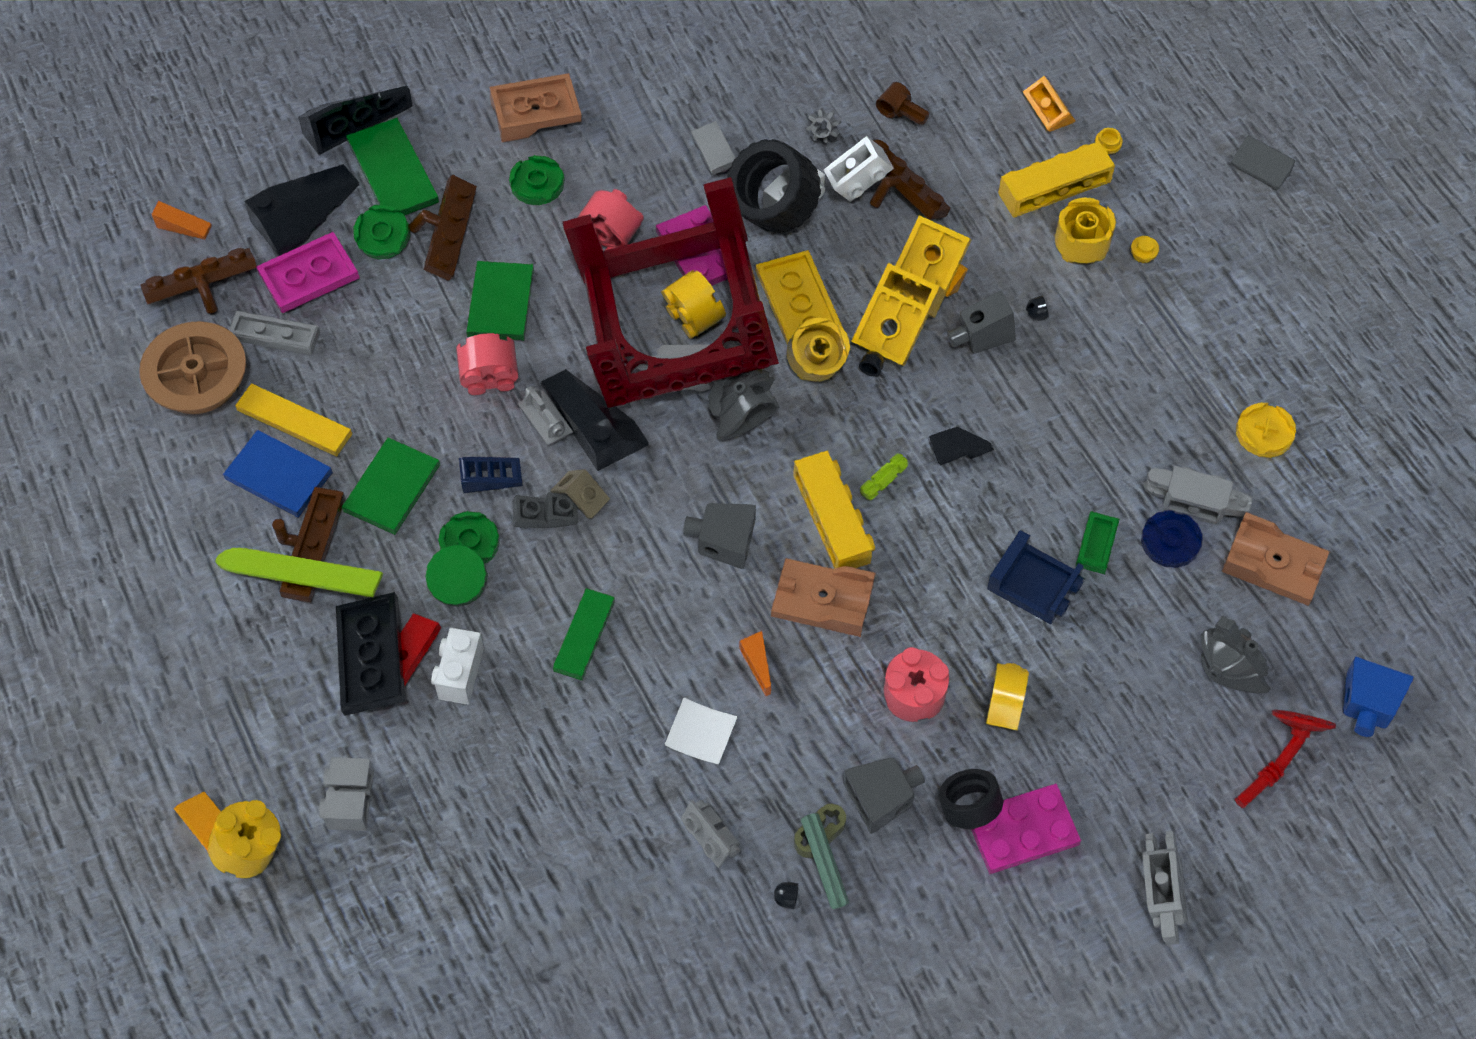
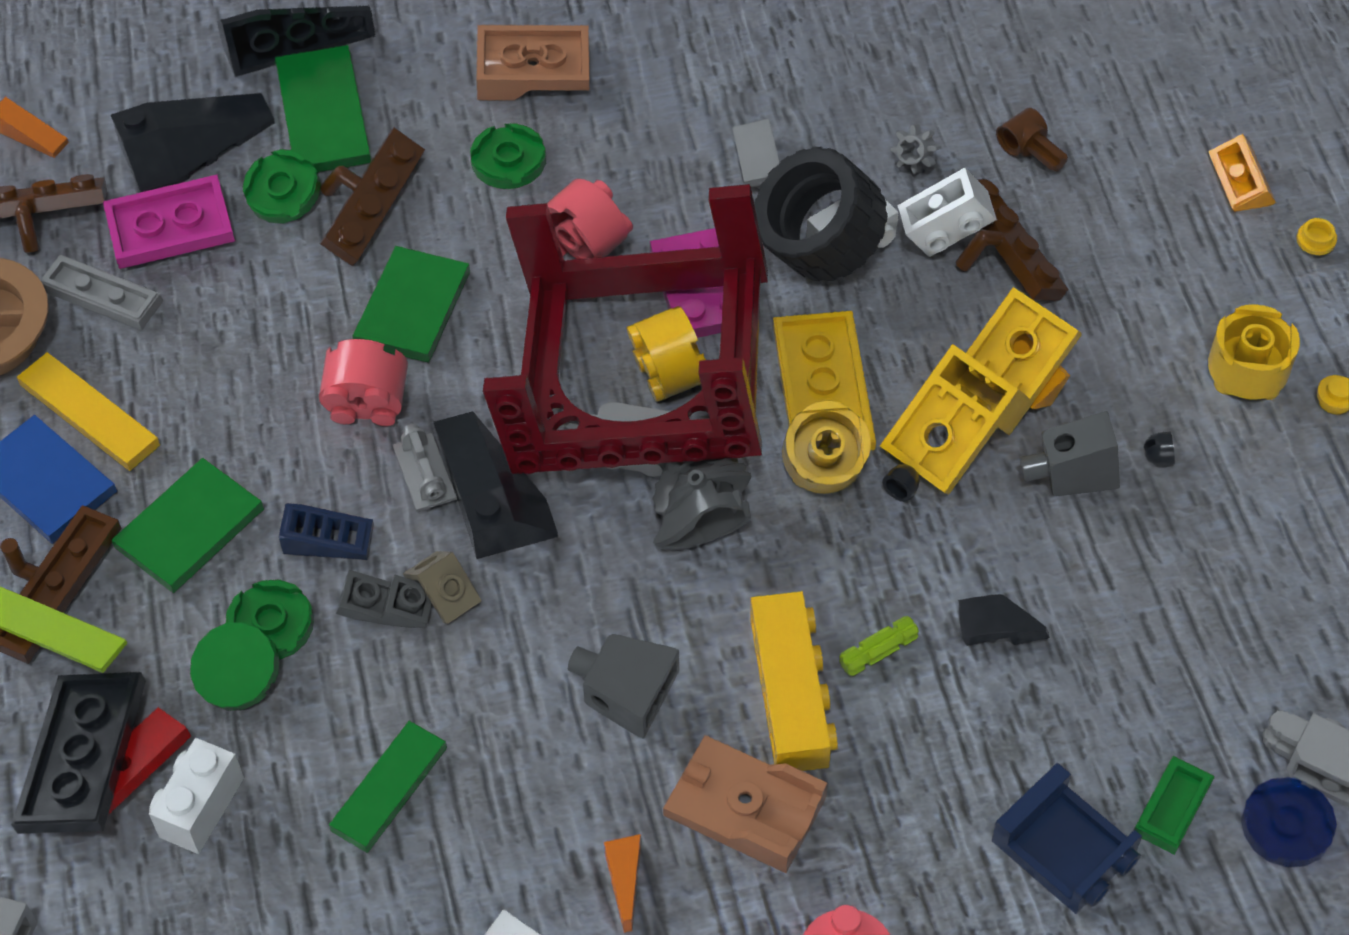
camera: 15 degrees right, 5 degrees down
(1056, 179) = (1228, 275): yellow brick -> none

